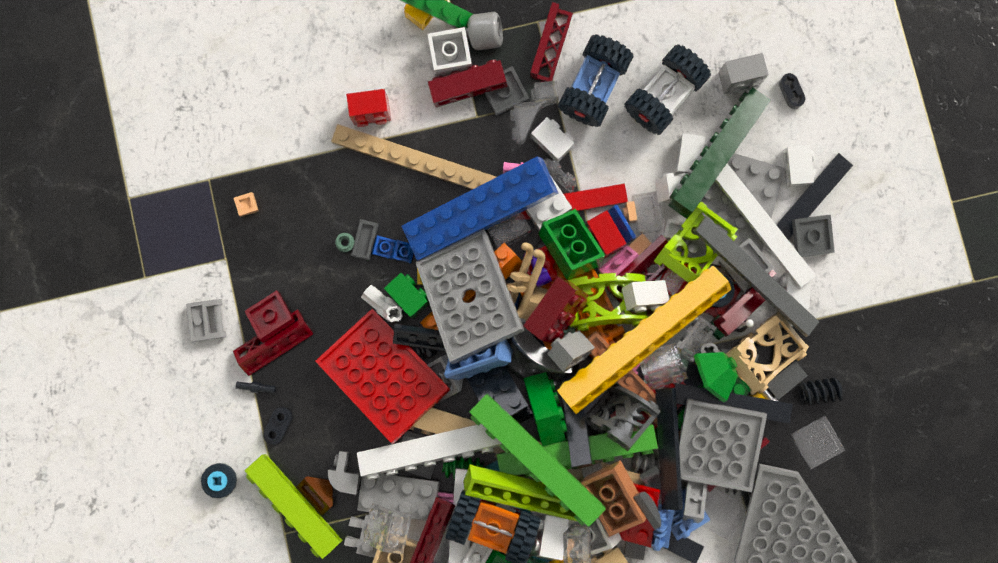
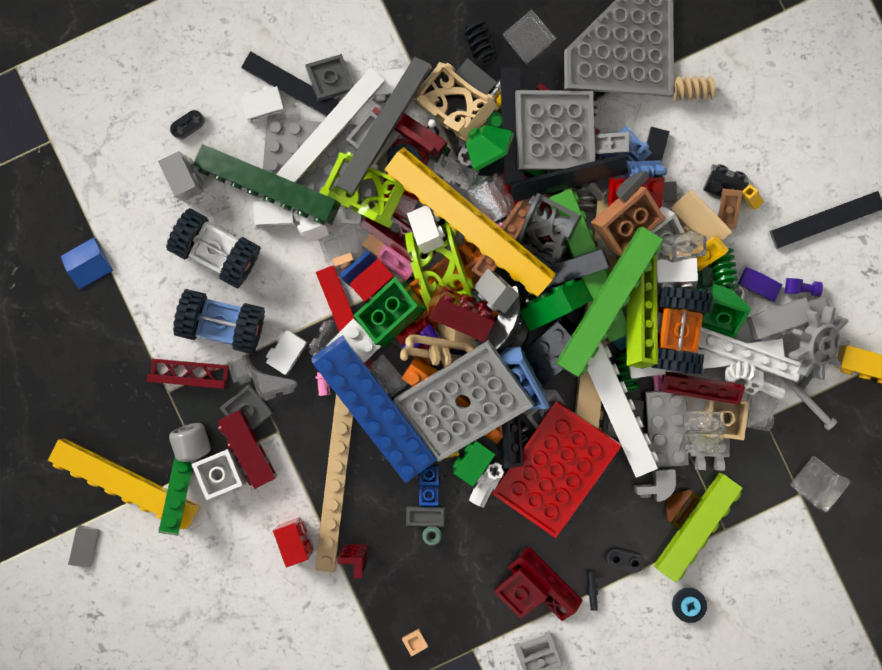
camera: 105 degrees left, 5 degrees up
(341, 163) = (356, 555): none -> dark red fence

